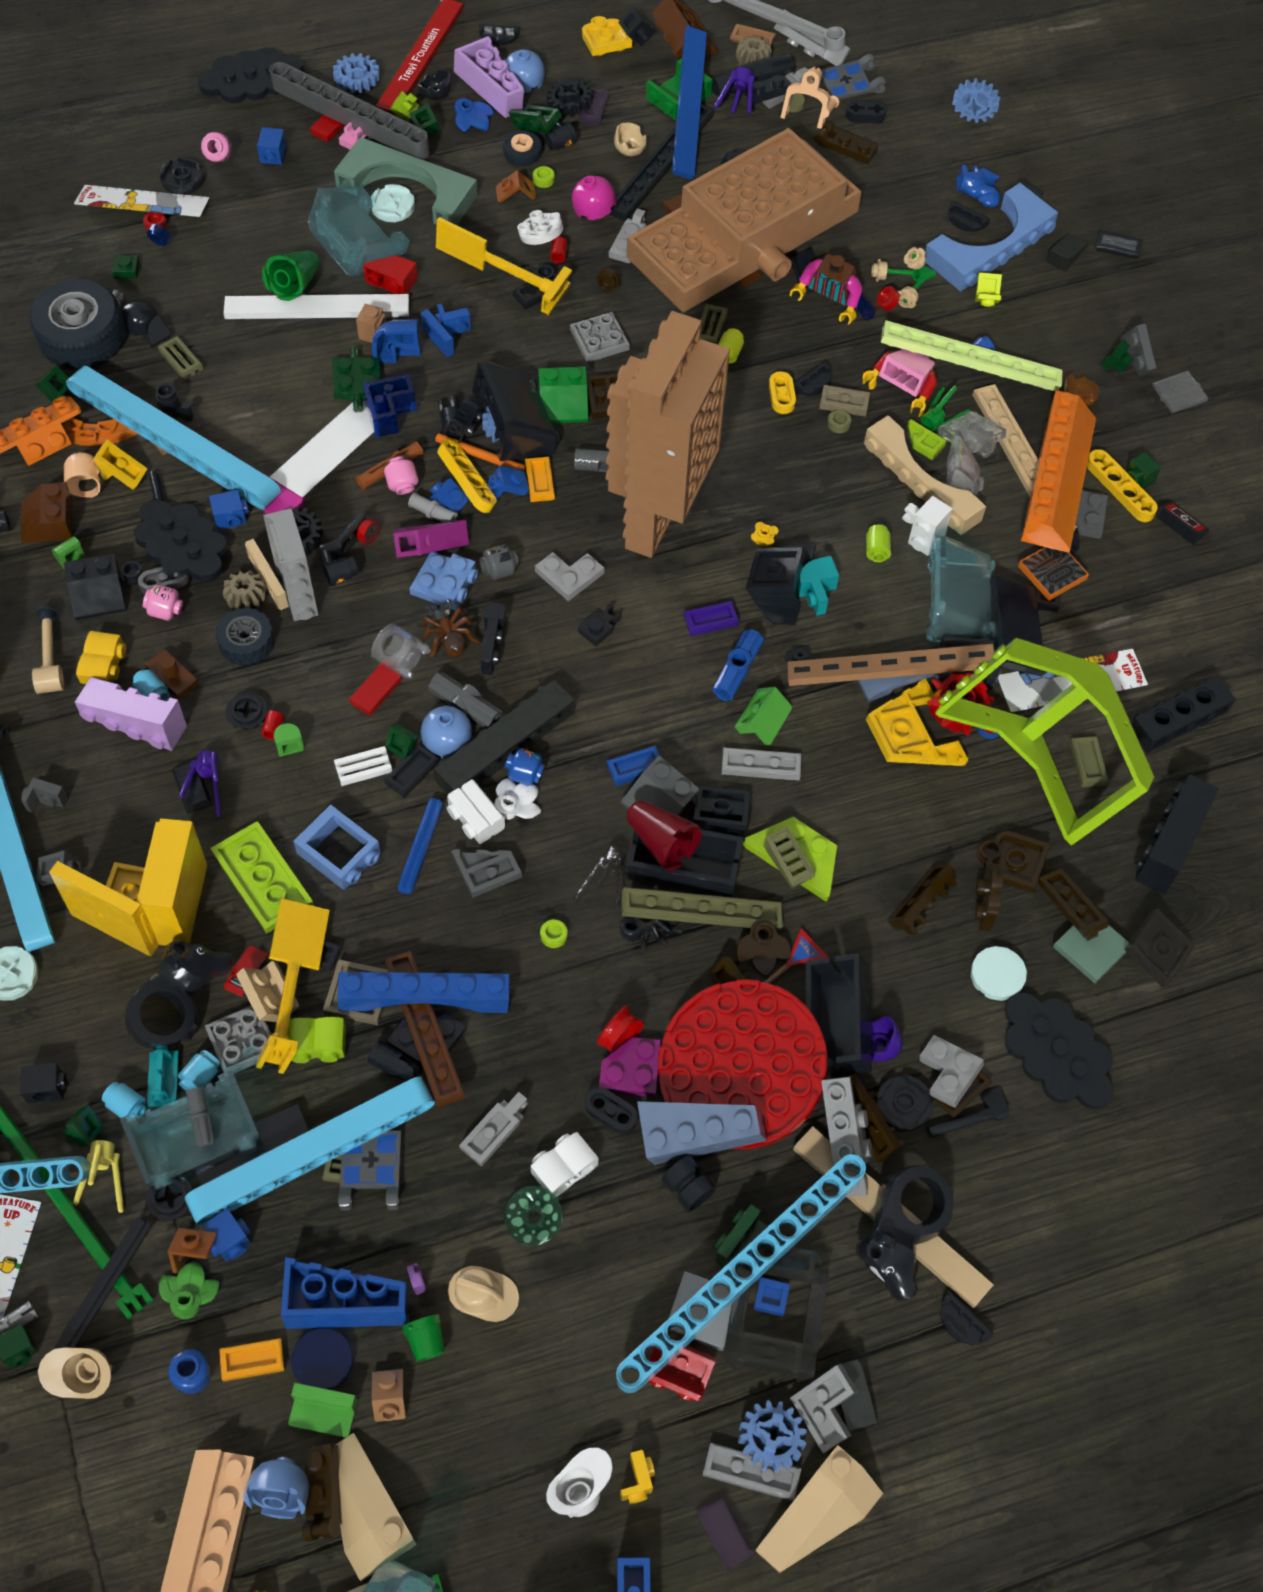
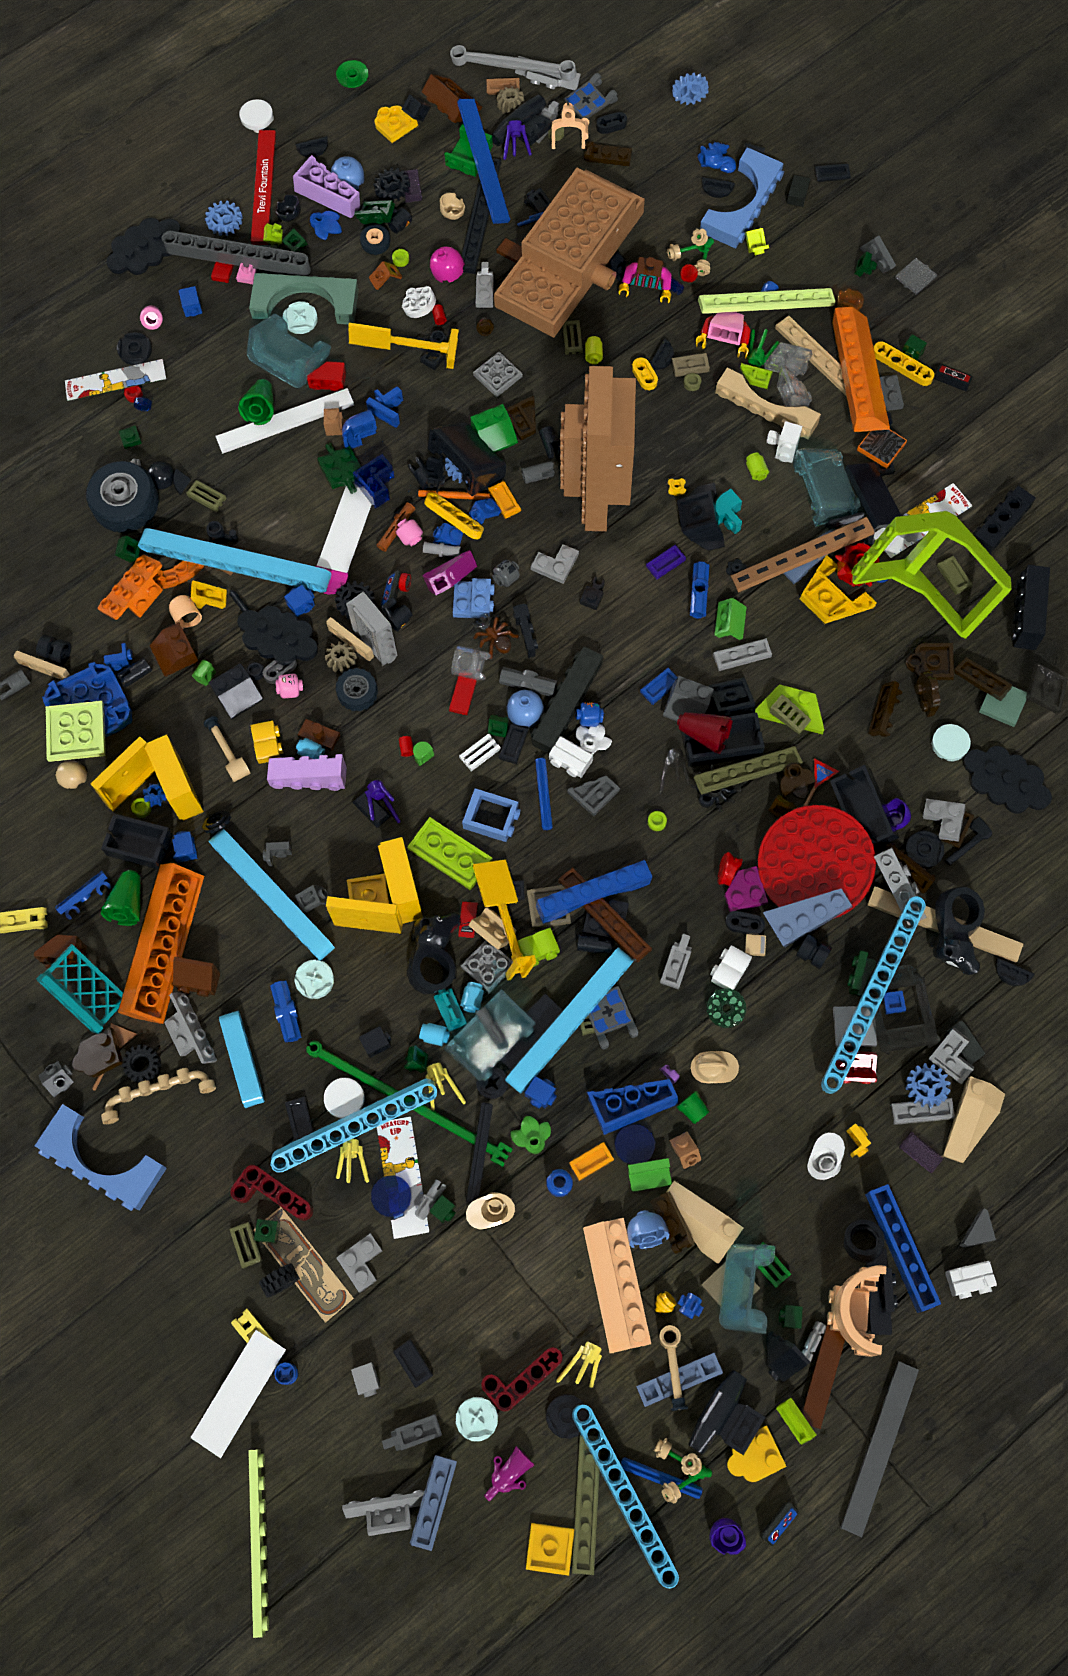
camera: 15 degrees left, 10 degrees up
(190, 1244) = (524, 1106): dark orange bracket -> none
(239, 704) = (375, 739): black gear -> none
(613, 1146) = (755, 945): none -> tan tile

